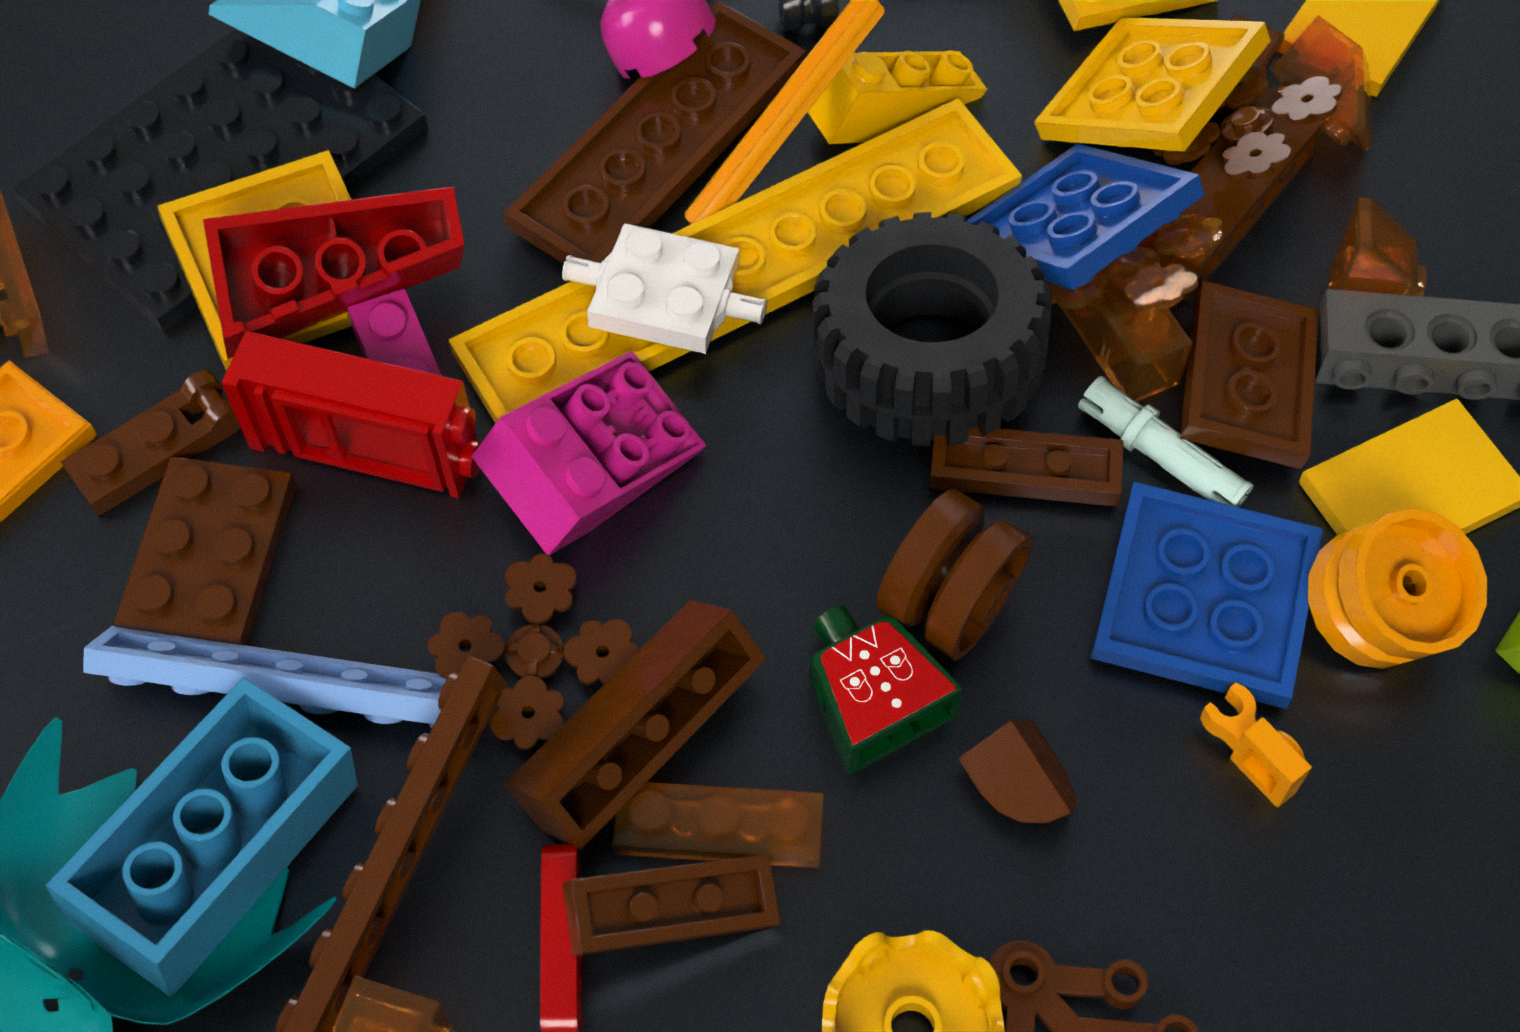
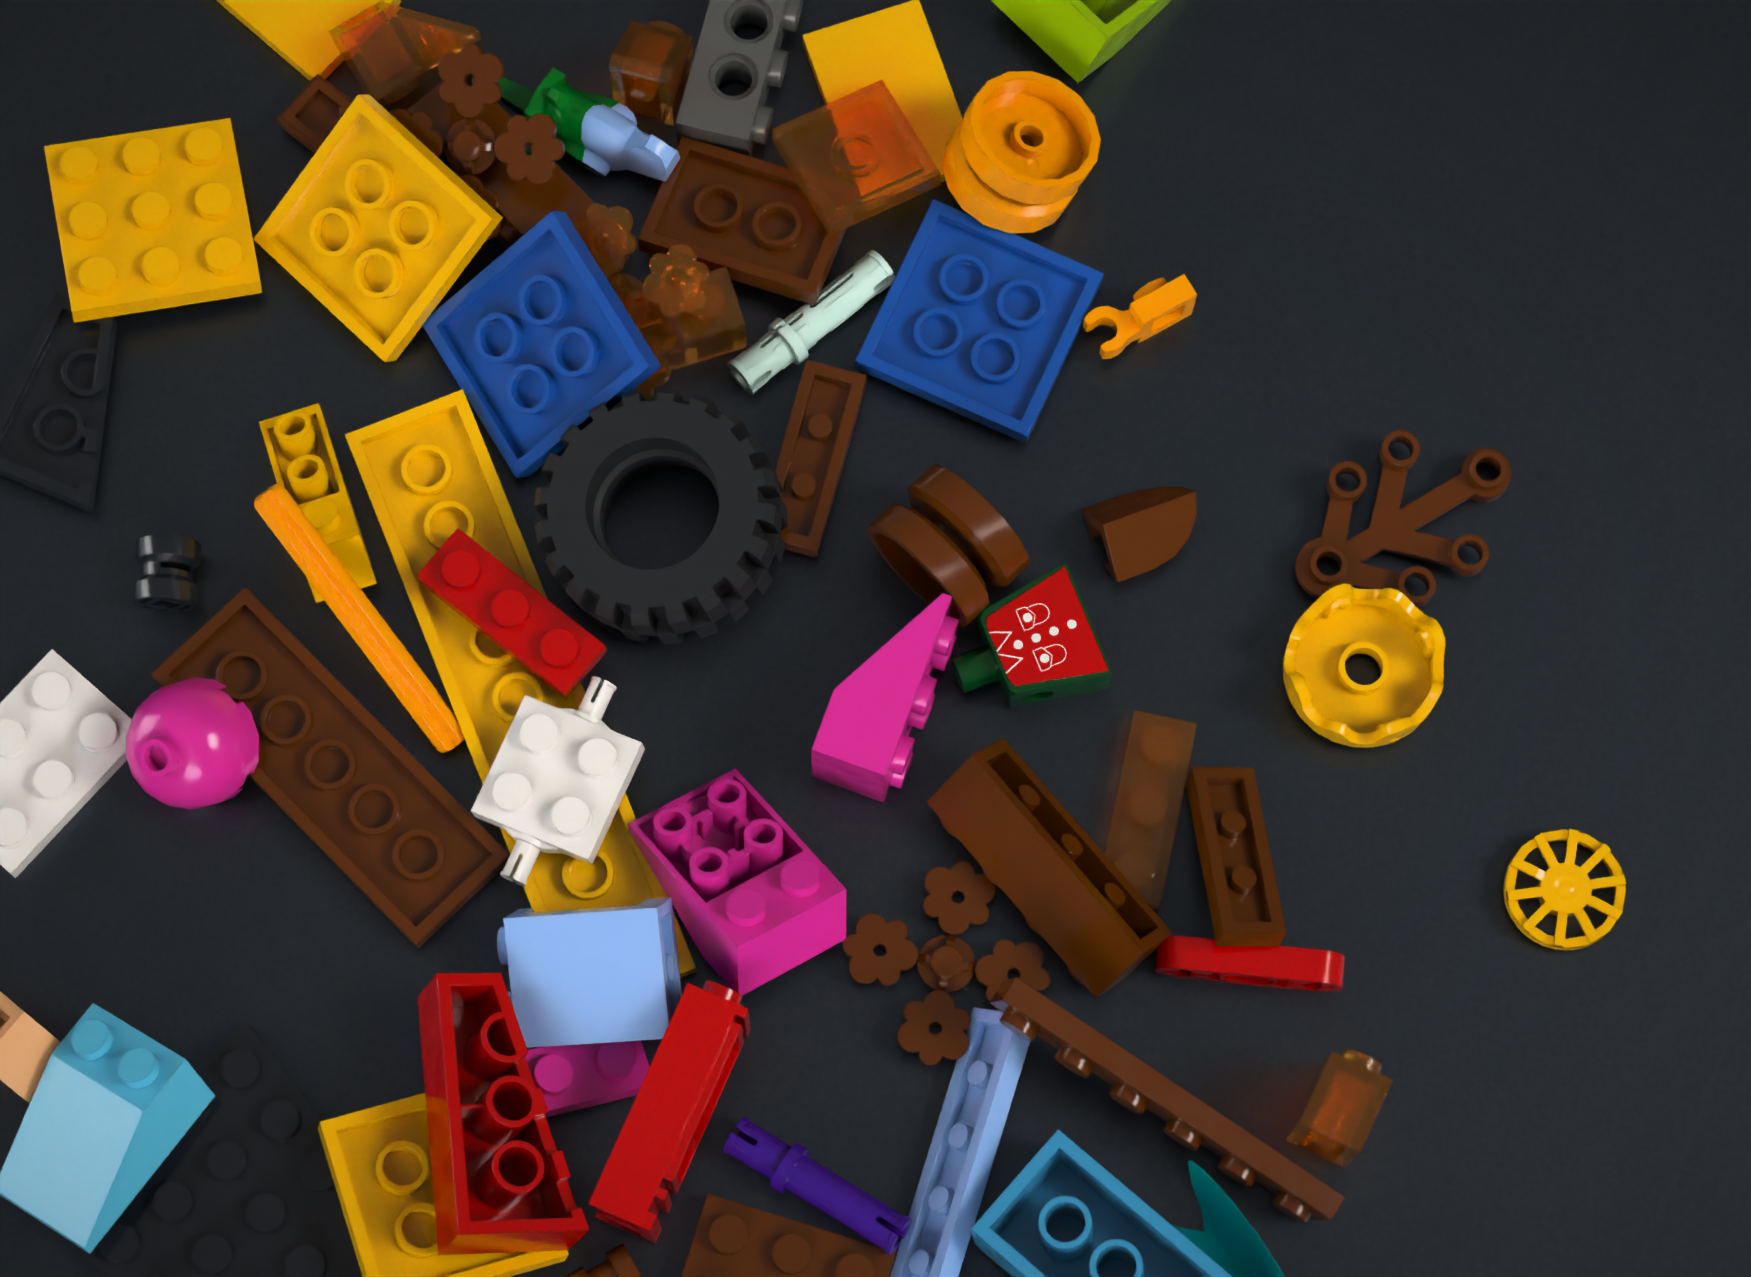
camera: 85 degrees left, 15 degrees up
(314, 541) = (794, 1171): none -> dark purple pin
(485, 331) = (592, 973): none -> light blue panel
(781, 540) = (871, 713): none -> dark pink slope
(813, 232) = (511, 613): none -> red plate
(1303, 233) = (593, 128): none -> animal
(1342, 448) = (856, 157): none -> clear orange tile

